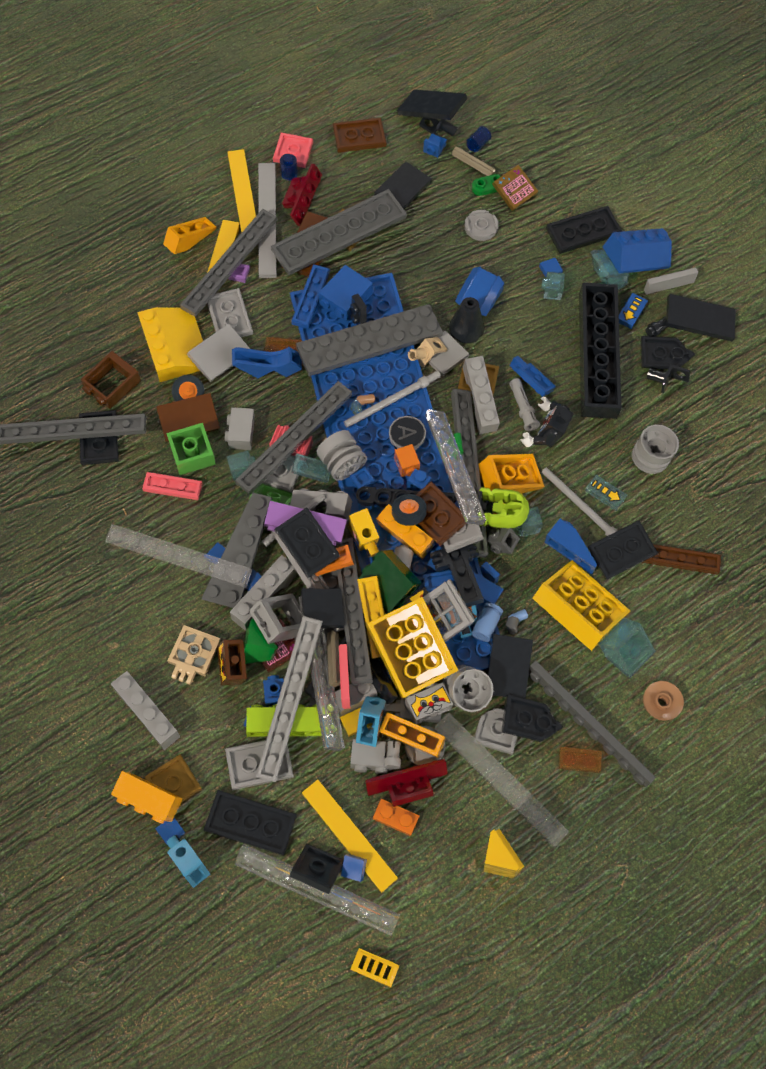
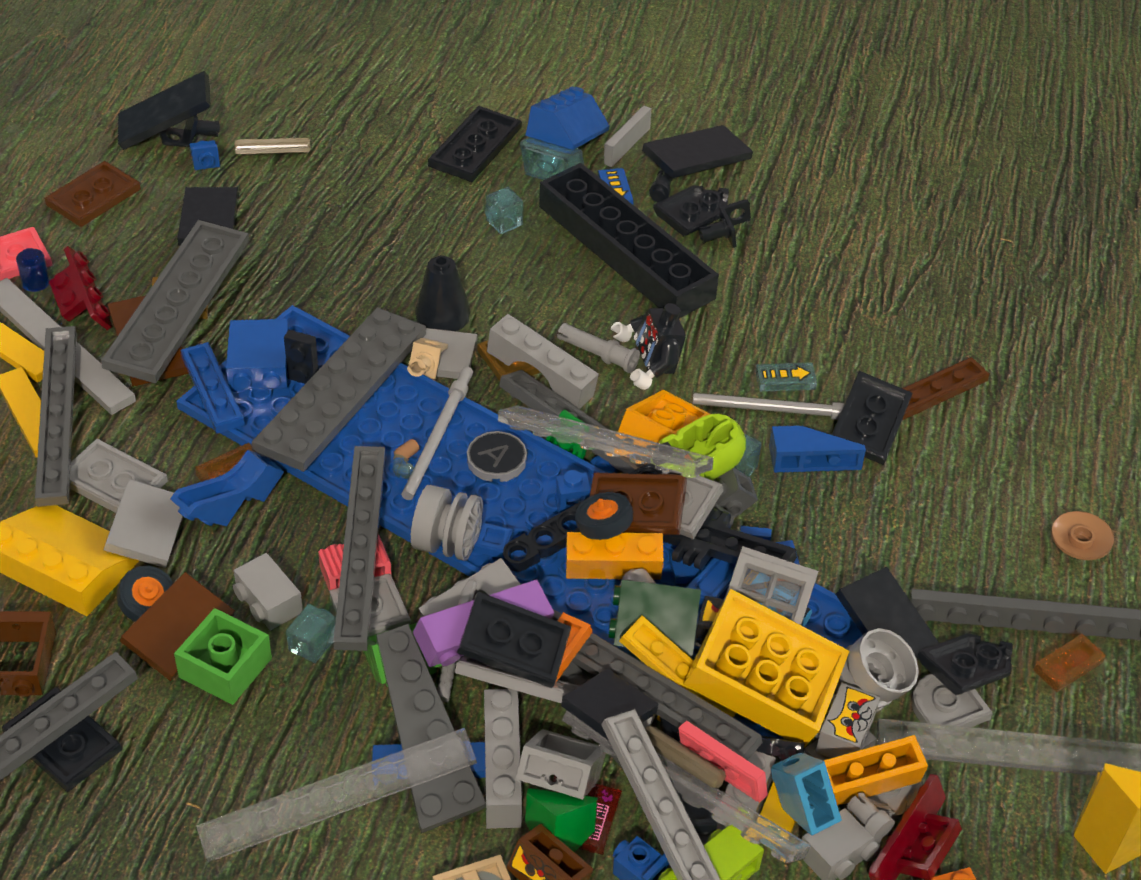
camera: 40 degrees left, 20 degrees down
(172, 486) = (235, 725): coral tile -> none
(240, 273) = (82, 423): medium lavender tile -> none
(310, 468) = (412, 573): clear light blue plate -> none
(361, 525) = (568, 585): yellow torso -> none
(406, 460) = (530, 482): orange brick -> none
(478, 139) = (256, 119): clear blue brick -> none
(481, 225) = (348, 202): light grey tile -> none
(483, 287) = (411, 258): blue slope -> none
(484, 186) = (314, 159): green plate -> none
(487, 622) = (823, 597): medium blue piece -> none
(514, 619) = (834, 573): dark grey arm -> none
(515, 187) = (353, 143): pearl gold tile -> none
(532, 376) = (576, 312): blue hinge -> none
(550, 266) = (476, 198): blue tile -> none
(580, 604) = (890, 505): yellow slope -> none
(627, 646) = (984, 509): clear light blue slope -> none
(655, 449) = (795, 295): light grey wheel -> none

